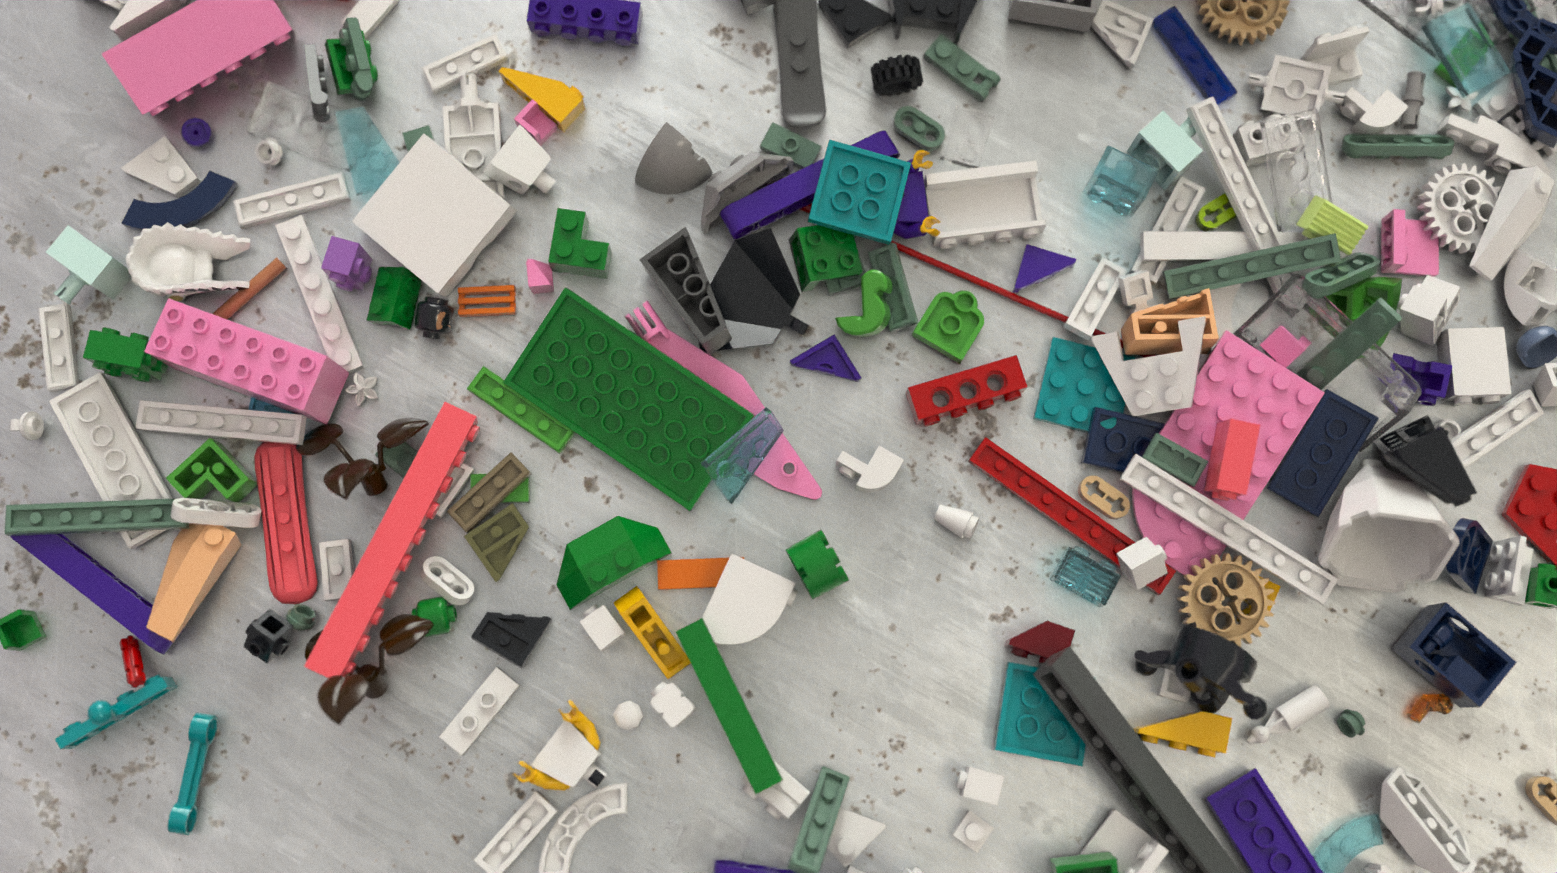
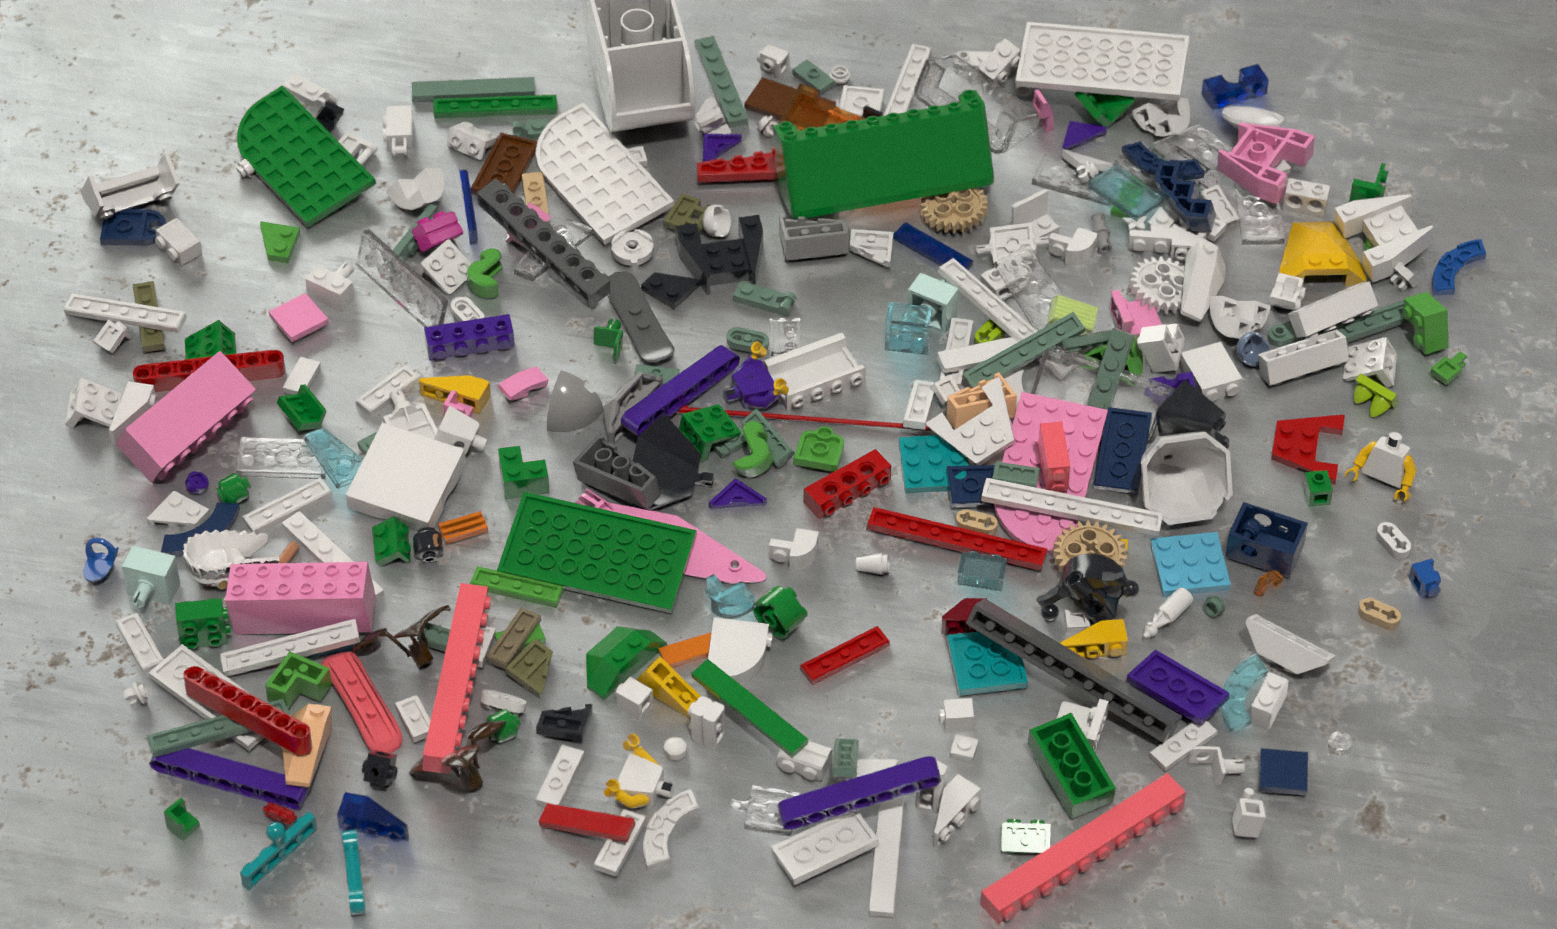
camera: 15 degrees left, 30 degrees down
(42, 217) = (98, 564): none -> blue piece
(134, 526) = (248, 710): none -> red beam
(215, 512) = (305, 697): white beam -> none
(232, 158) = (233, 488): none -> green head
(235, 697) = (369, 817): none -> clear blue slope
(264, 153) = (255, 474): white plate -> none
(301, 617) = (401, 752): sand green plate -> none
(317, 84) = (281, 424): plate -> none
(347, 264) = (350, 524): medium lavender brick -> none
(356, 58) = (307, 400): sand green hinge -> none
(362, 388) = (389, 606): white plant -> none
(486, 797) = (587, 822): none -> red tile
(539, 277) = (498, 501): bright pink slope -> none
(627, 106) = (520, 383): none -> bright pink slope
(742, 454) = (697, 560): clear light blue wing -> none
(754, 71) = (610, 337): none -> green bracket
(767, 523) = (729, 602): none -> clear light blue brick
(859, 192) = (719, 379): teal plate -> none
(877, 642) = (844, 655): none -> red tile
(896, 75) = (718, 309): black tyre -> none
(1039, 265) = (872, 398): dark purple tile -> none
(1142, 562) = (1018, 542): white brick -> none
(1284, 346) = (1068, 390): bright pink panel -> none
(1344, 646) = (1190, 563): none -> medium azure plate
(1403, 145) = (1110, 260): sand green plate -> none
(1470, 556) = (1251, 477): dark blue tile -> none
(1496, 427) = (1245, 403): white tile -> none
(1509, 570) = (1289, 484): white bracket -> none

